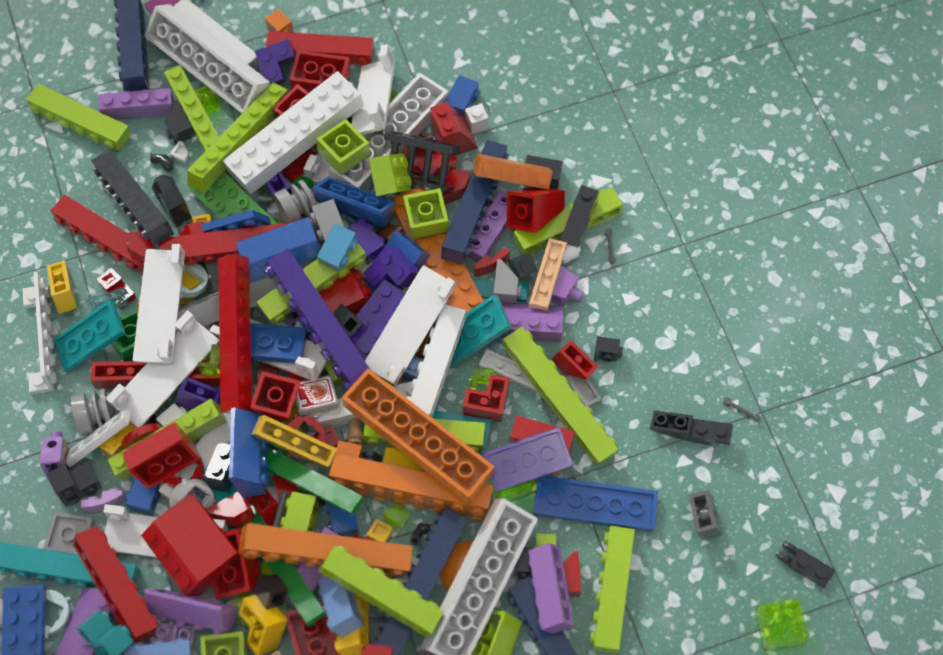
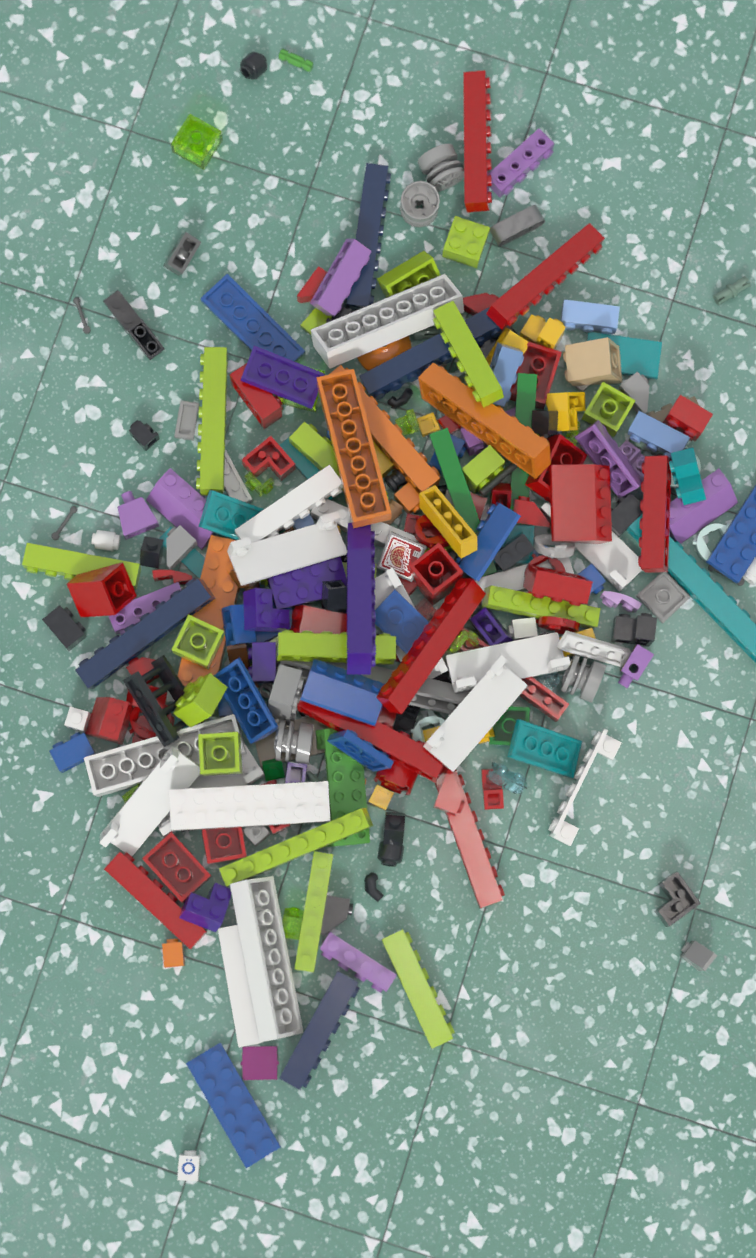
camera: 150 degrees left, 15 degrees up
(61, 287) = (537, 822): yellow slope -> none
(131, 198) = (429, 848): black brick -> none
(148, 573) = (625, 513): none -> black brick
(180, 153) = (352, 885): white tile -> none
(337, 247) = (300, 646): dark azure brick -> none
(512, 171) = (96, 629): orange brick -> none
(548, 274) = (139, 525): light nougat tile -> none
(574, 361) = (178, 441): red slope -> none
(580, 215) = (73, 553): black slope -> none
(613, 590) = (292, 254): lime brick -> none
(806, 565) = (138, 170): black hinge -> none

